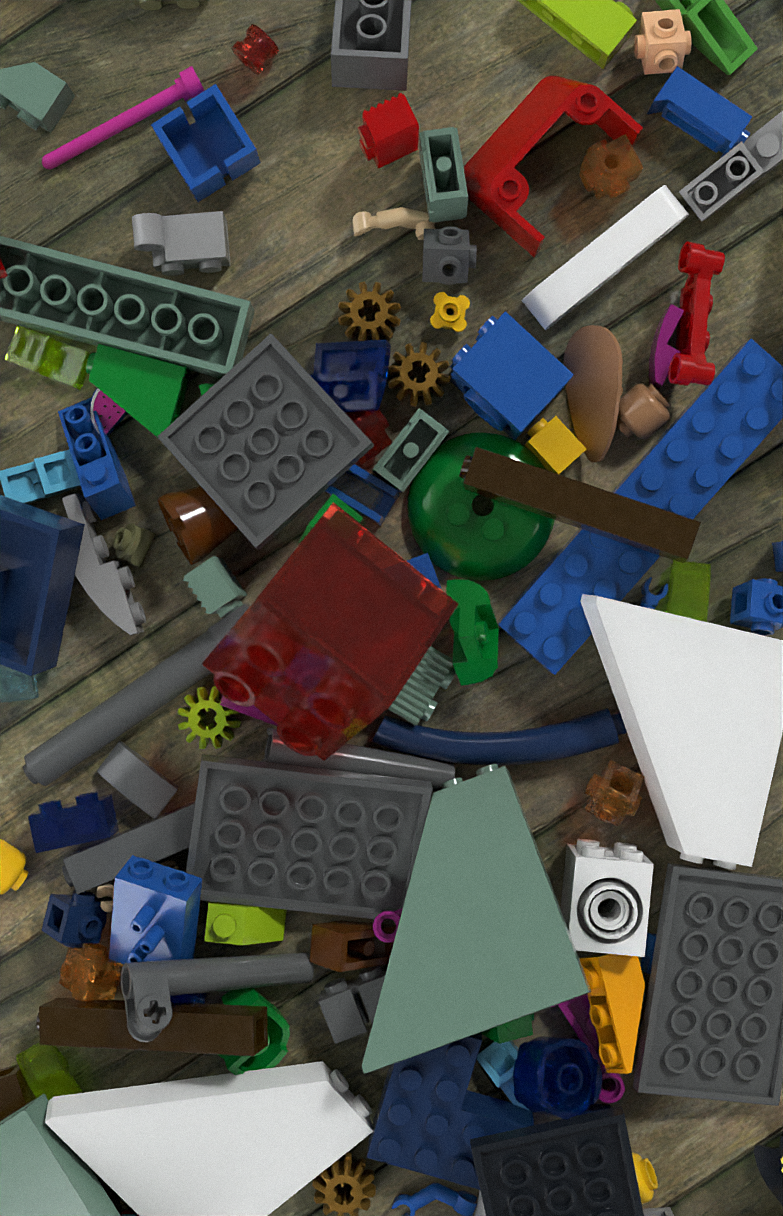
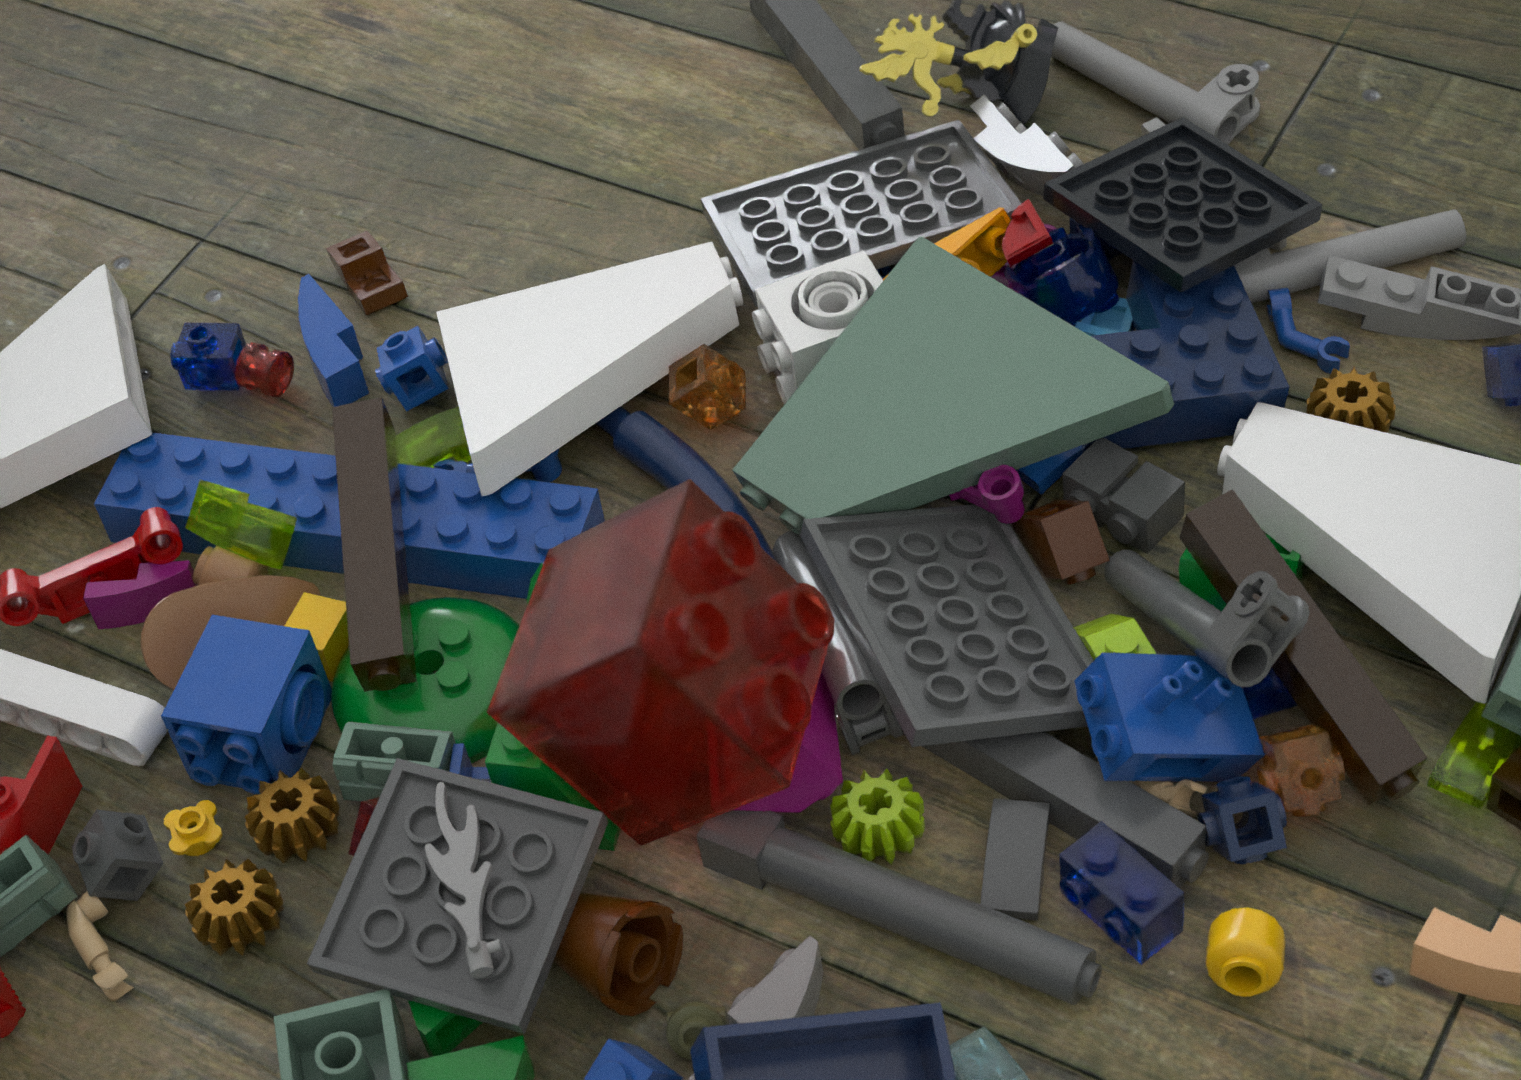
camera: 110 degrees left, 40 degrees down
(216, 587) = (694, 875): sand green brick -> none
(266, 442) = (457, 875): none -> light grey piece
(353, 372) = (312, 866): clear blue slope -> none
(596, 1073) = (1024, 234): none -> red tile
(667, 419) = (240, 527): none -> clear neon green slope
(699, 1127) = (1019, 152): none -> slope

